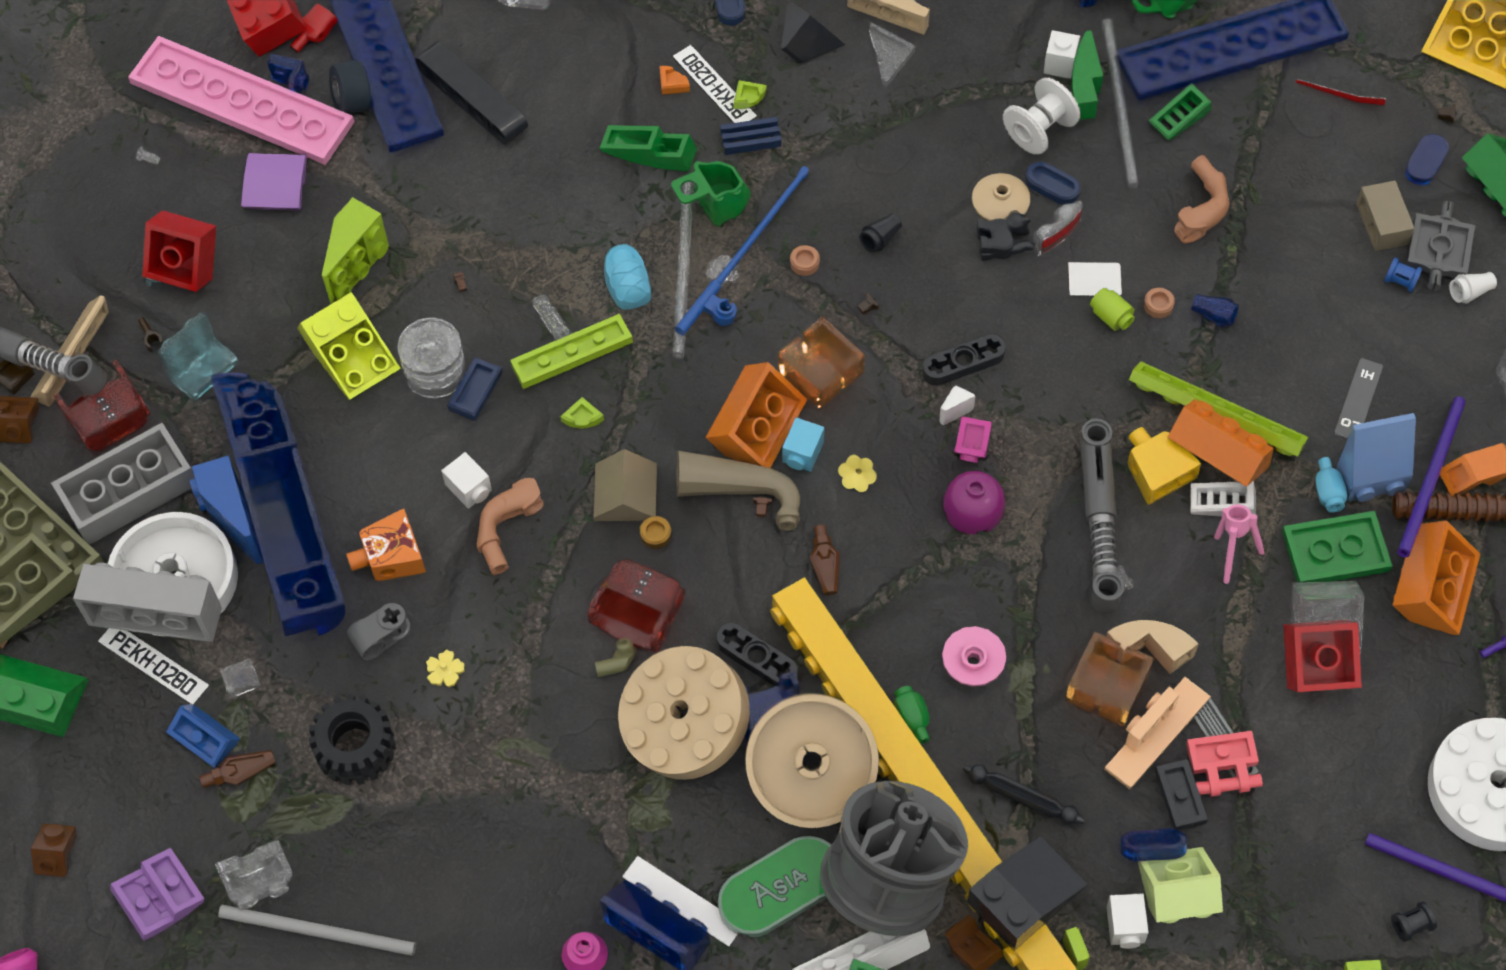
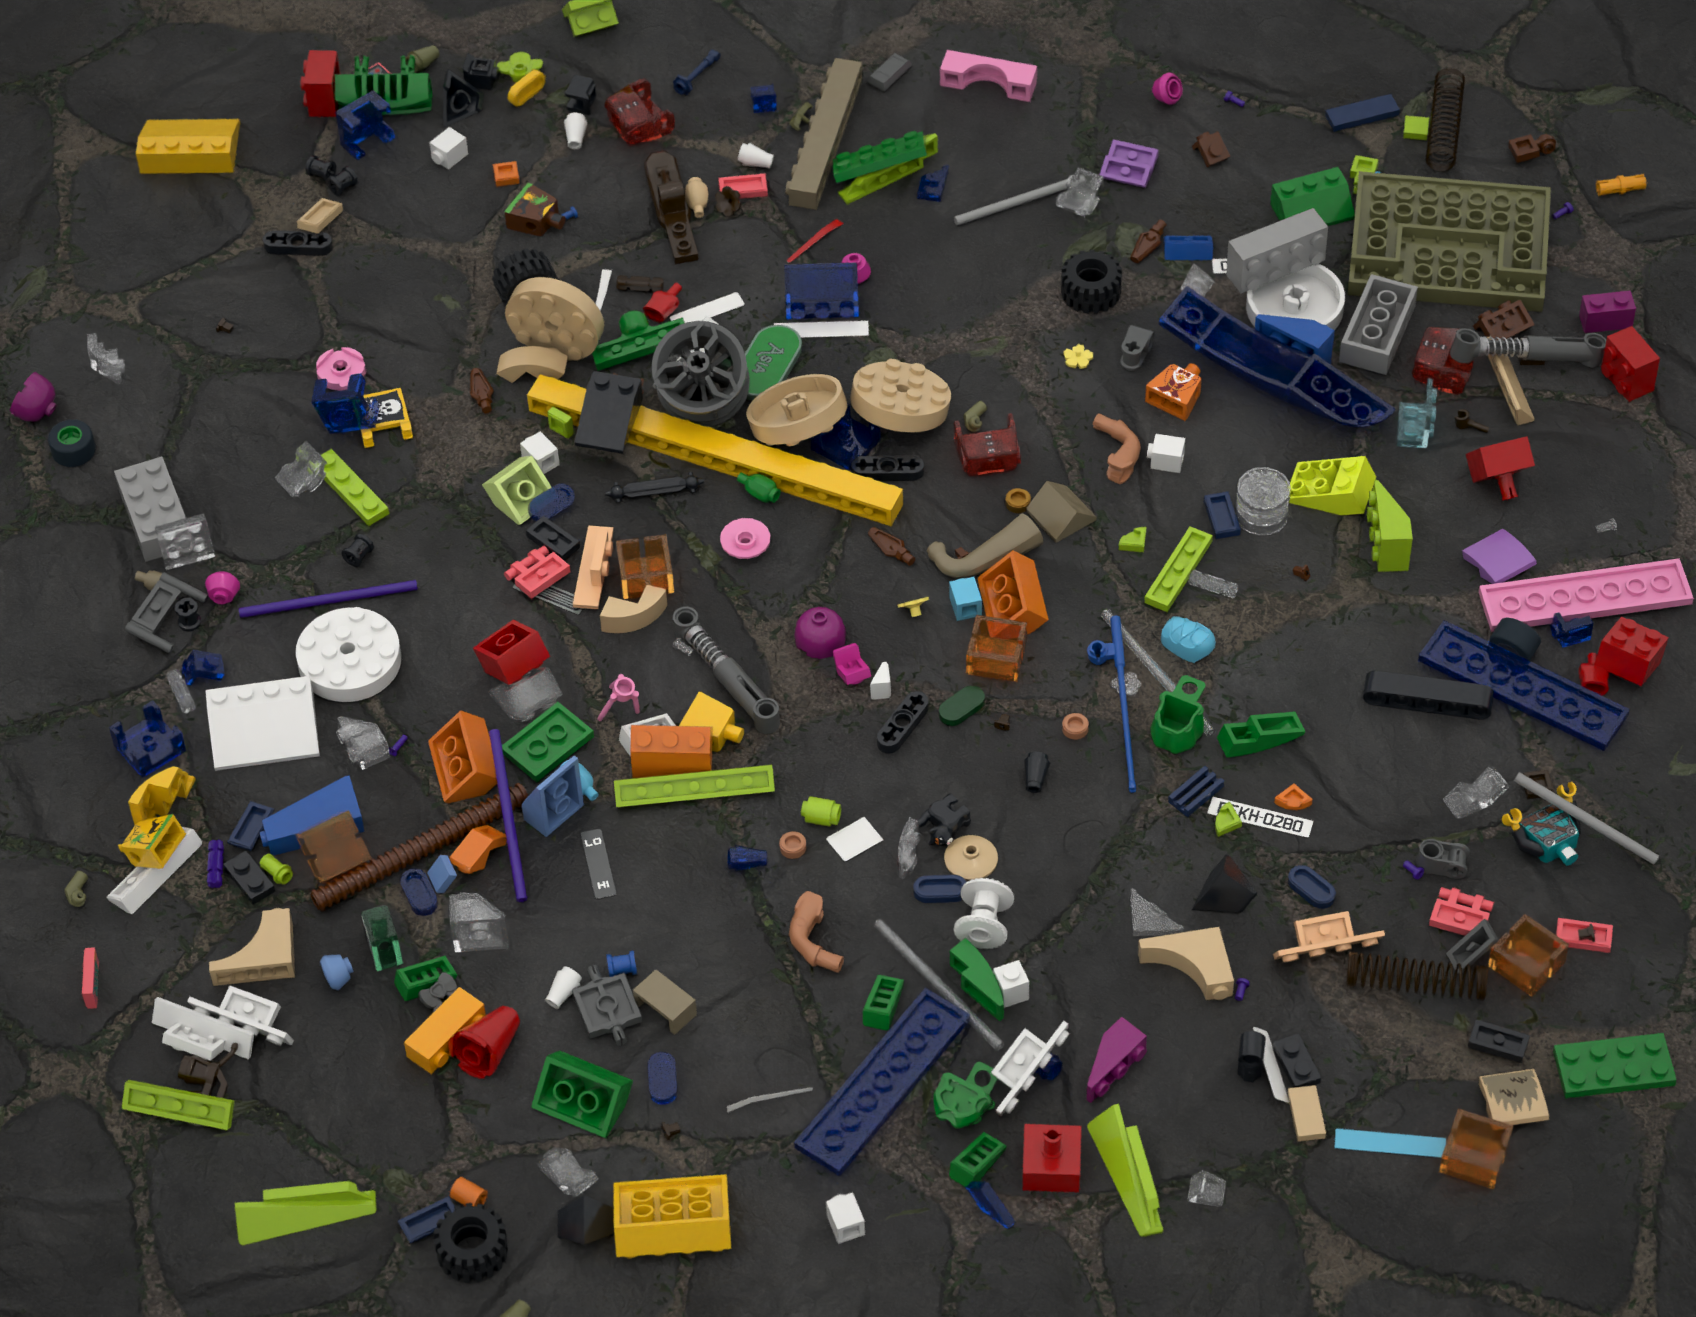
camera: 145 degrees right, 10 degrees down
(894, 343) = (961, 705): none -> dark green tile

